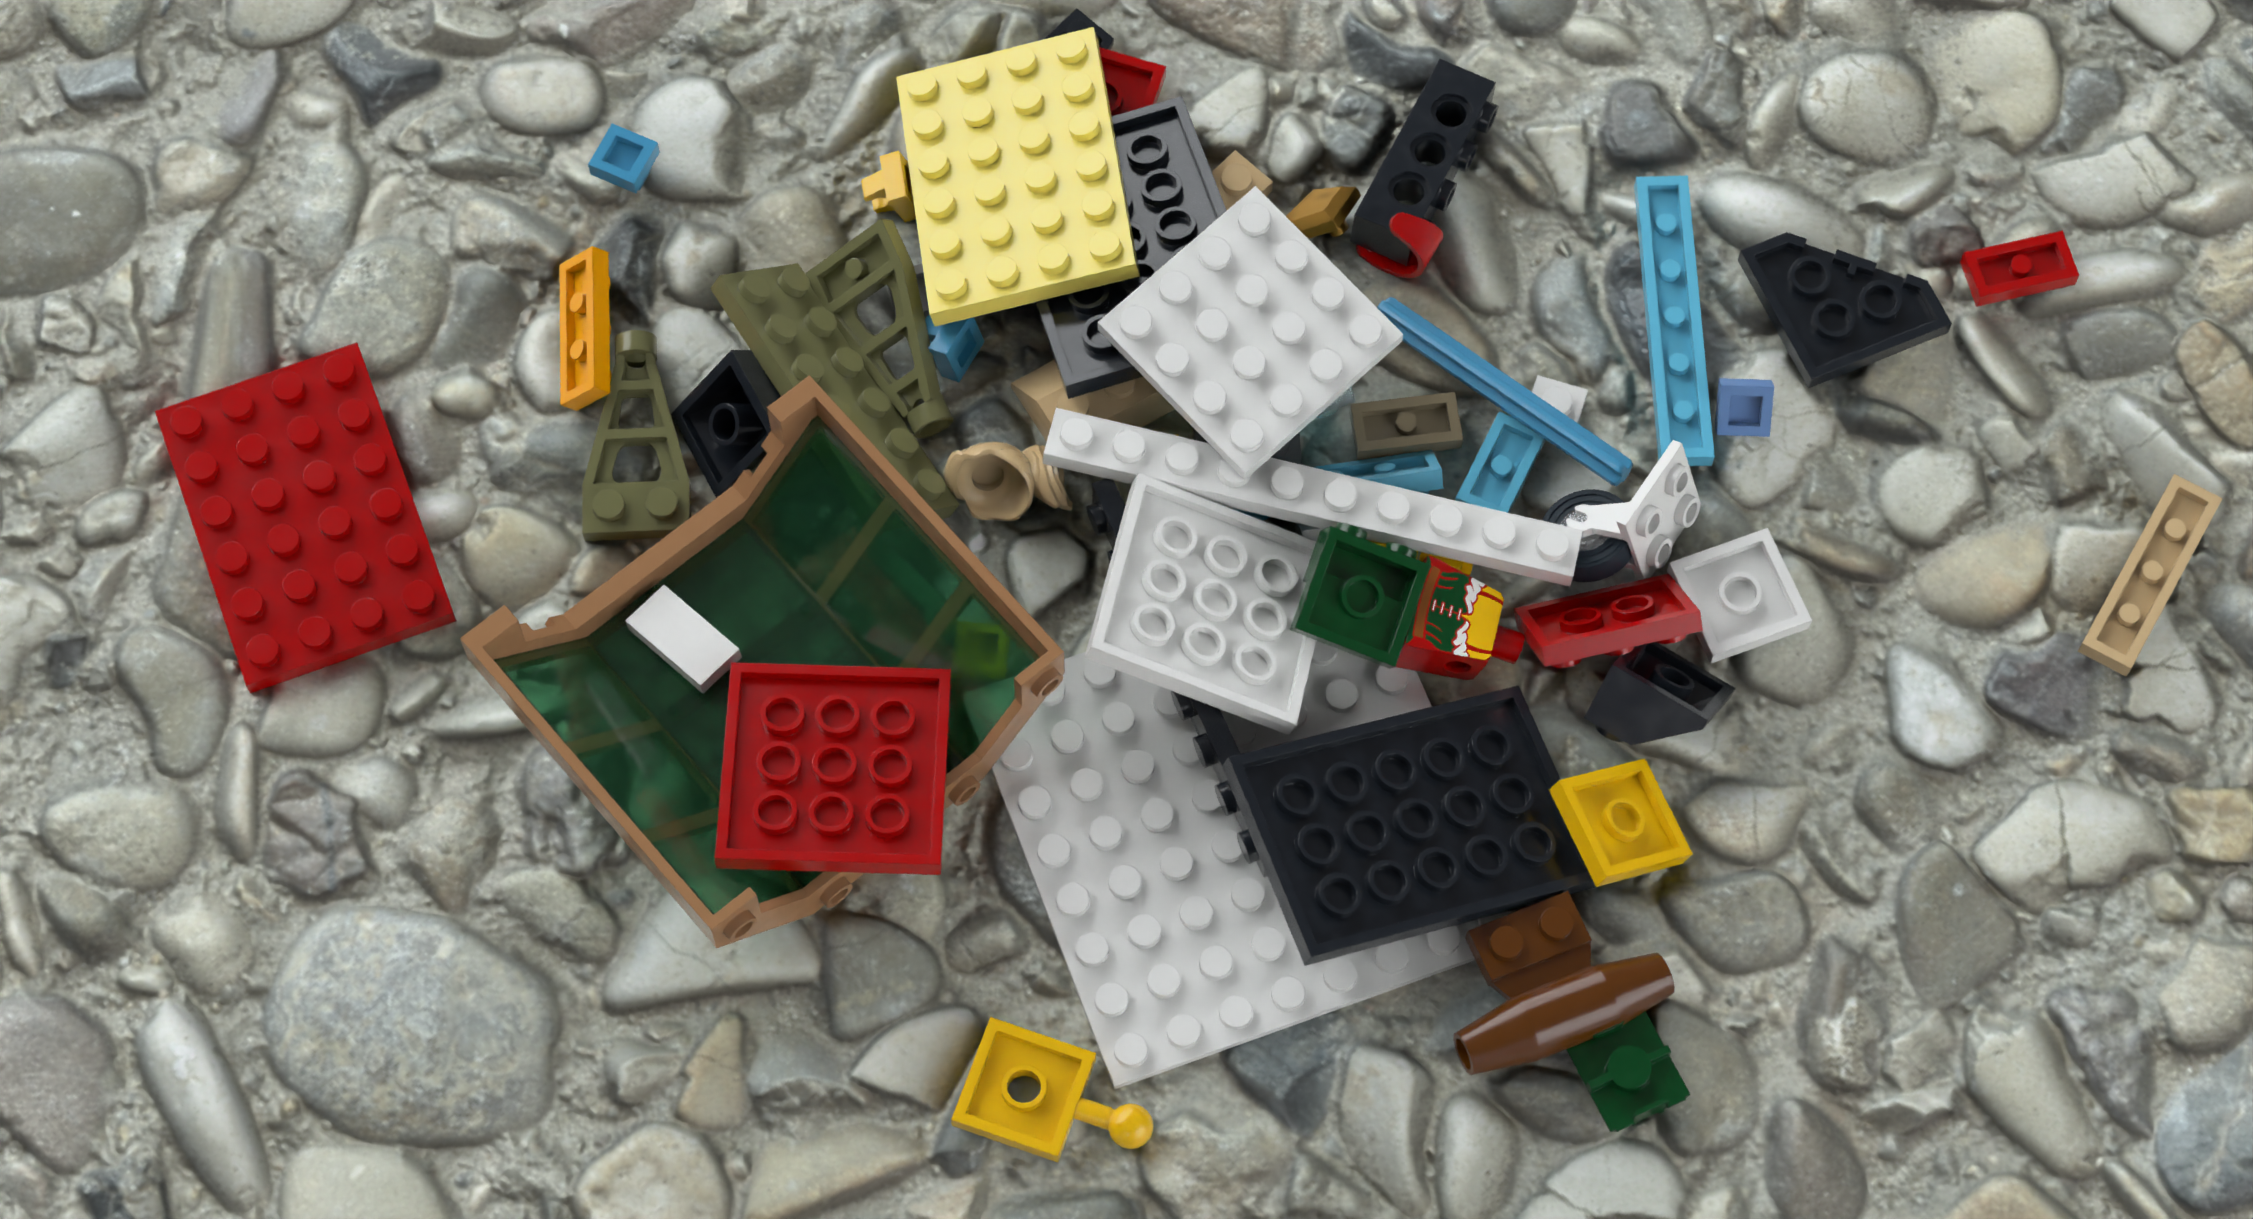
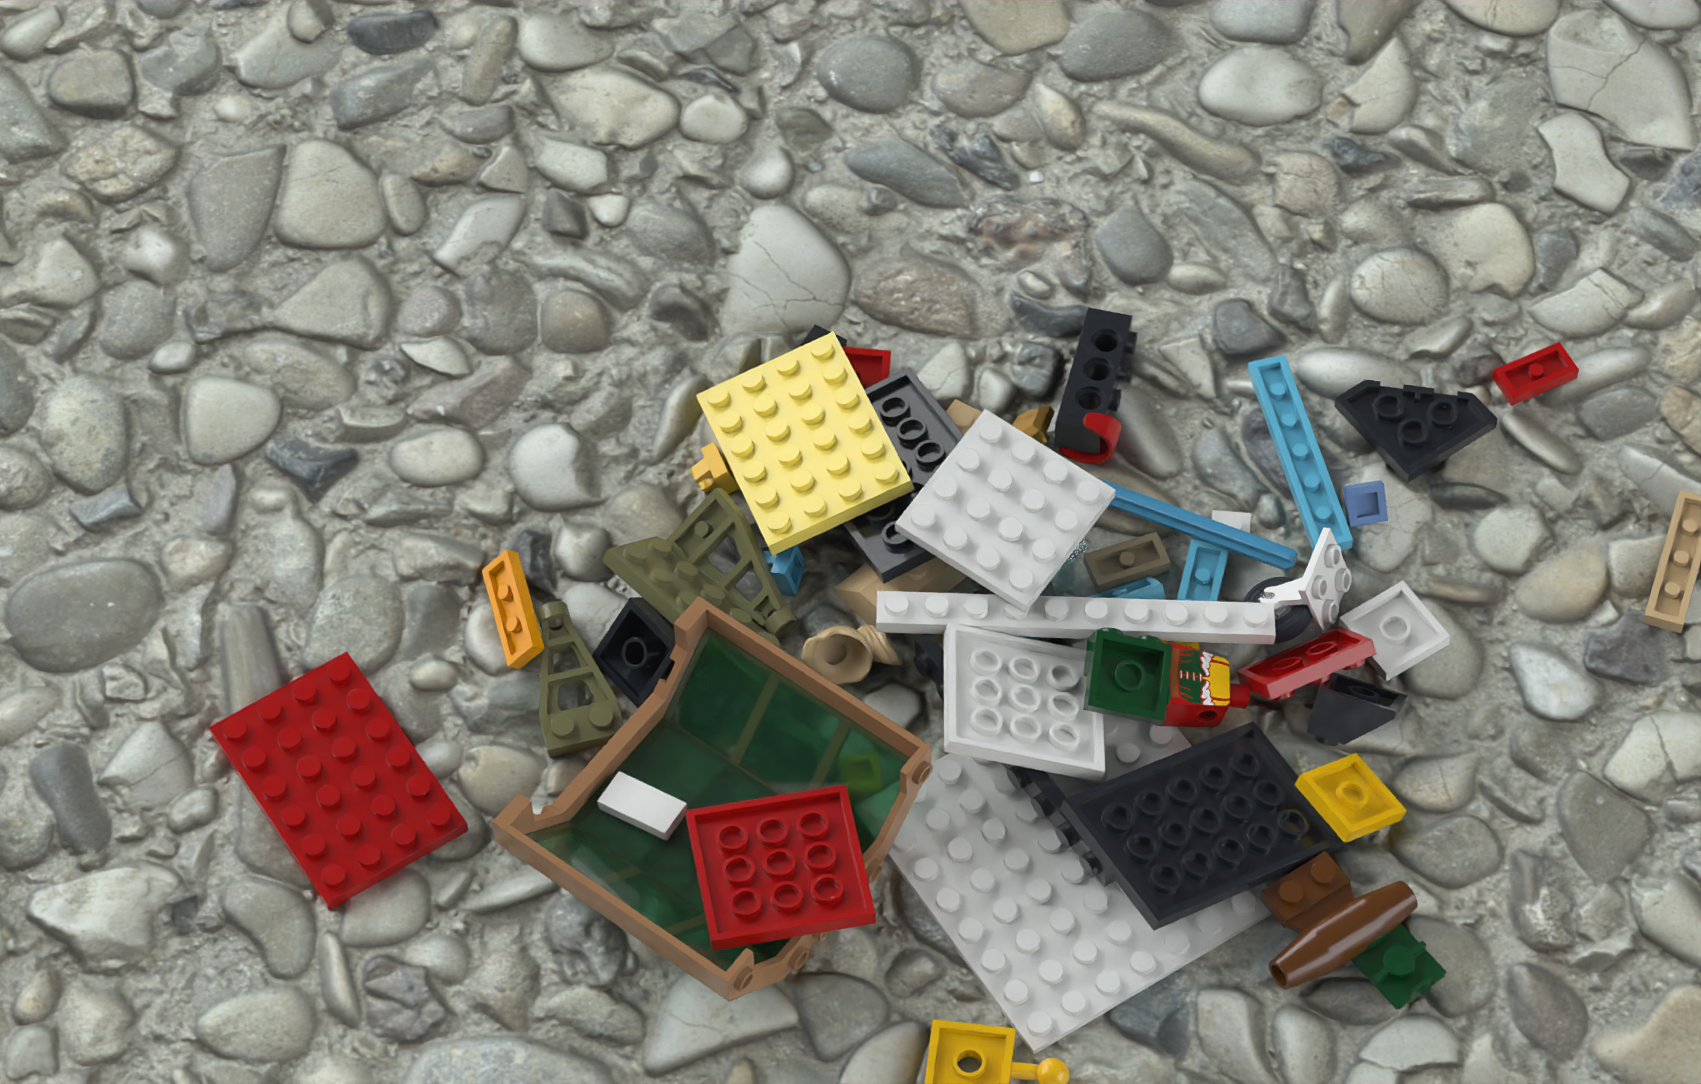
camera: 10 degrees left, 10 degrees down
(624, 158) = (512, 486): dark azure tile -> none

